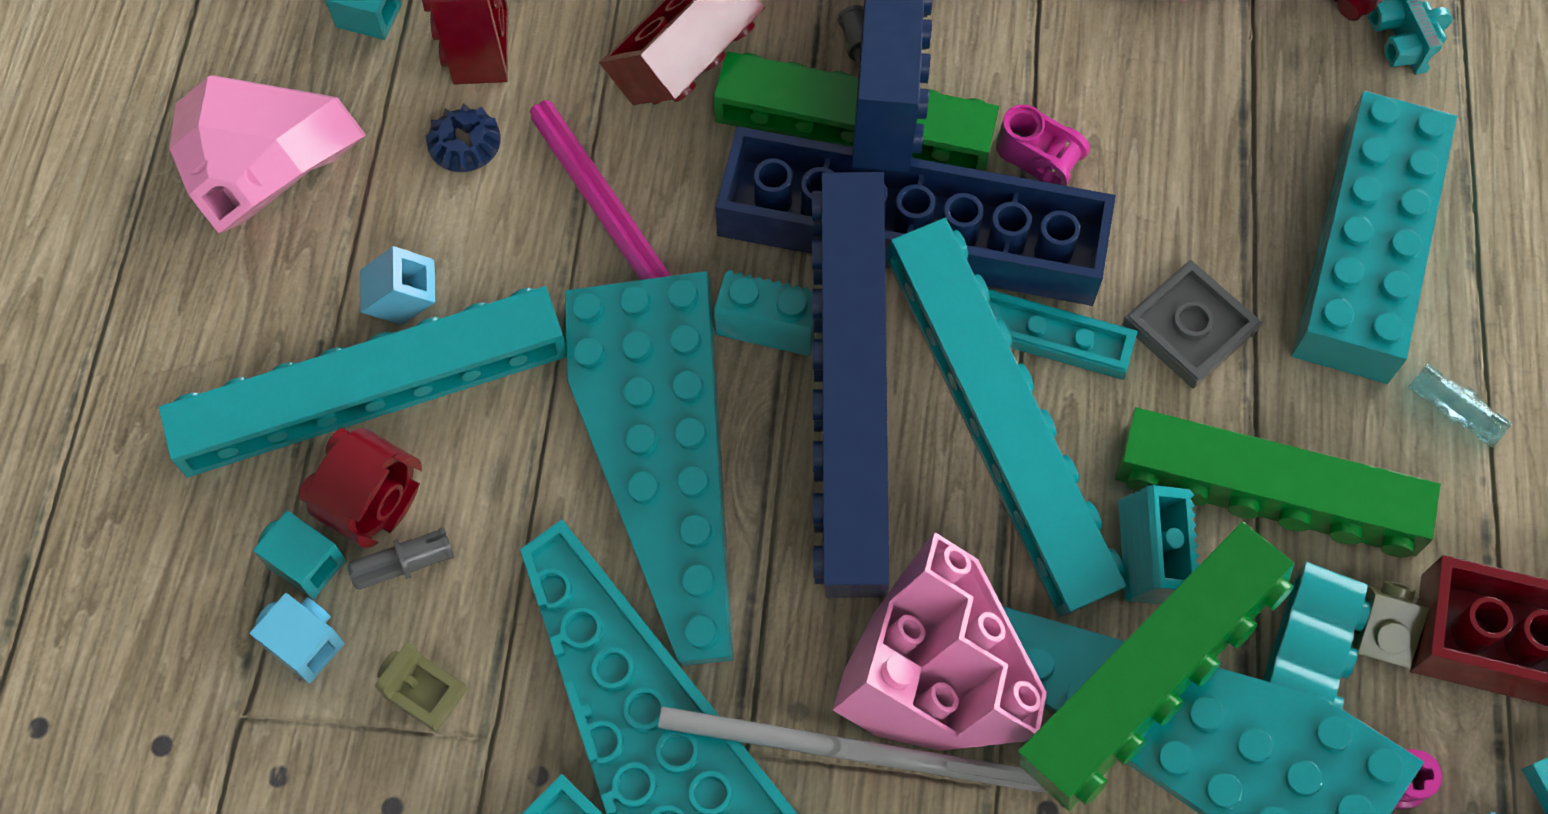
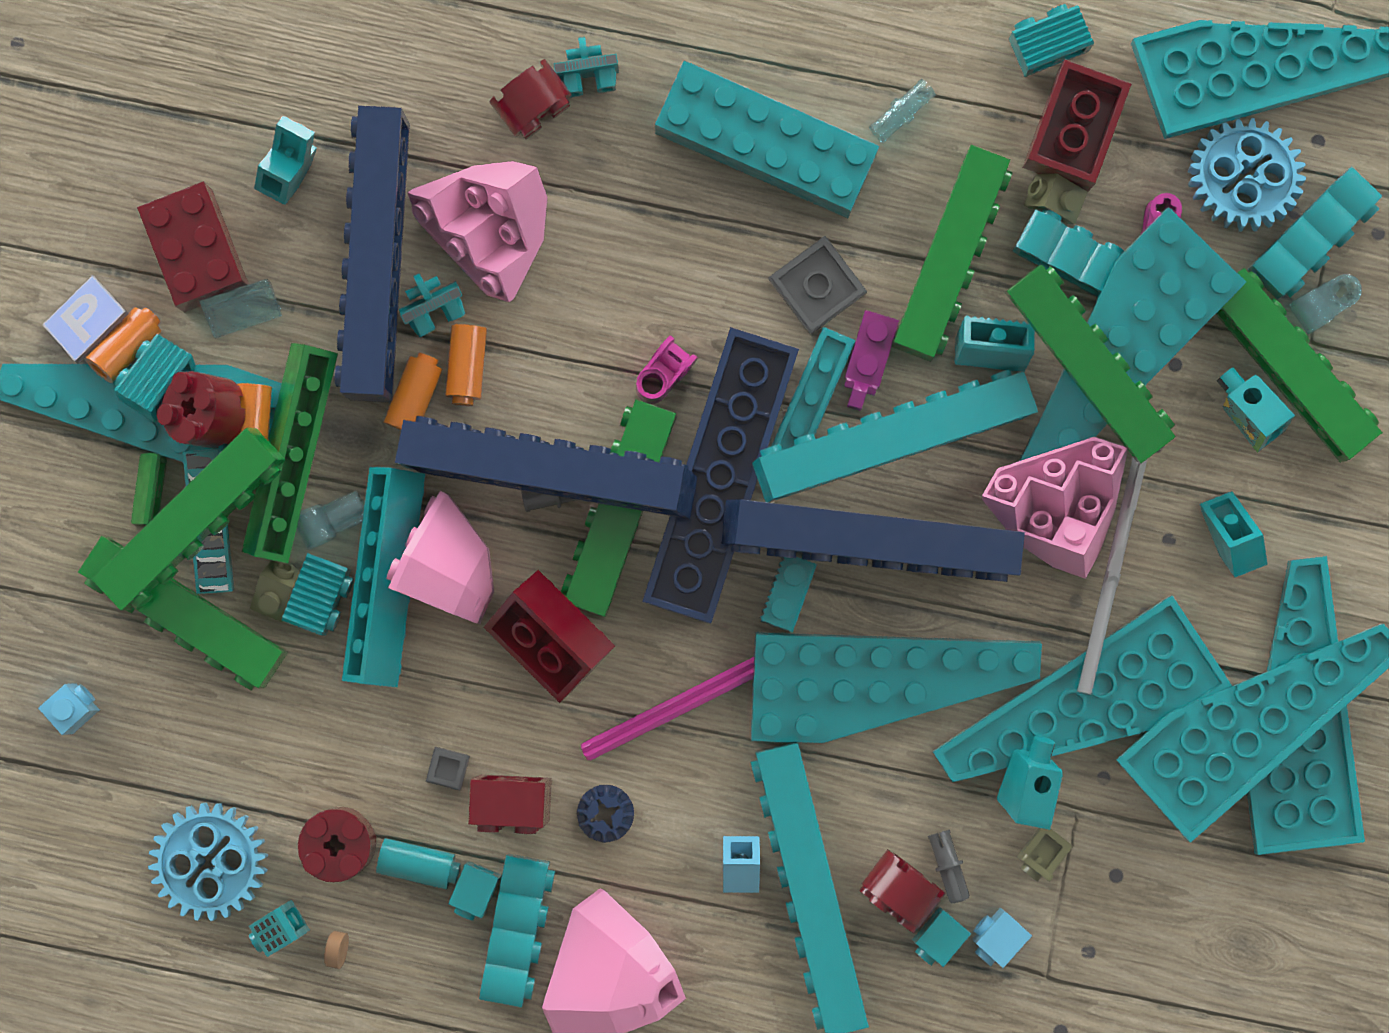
camera: 85 degrees left, 20 degrees up
(319, 48) = (515, 930): none -> teal brick
(516, 644) = (1032, 785): none -> teal torso
(1100, 392) = (869, 357): none -> magenta hinge

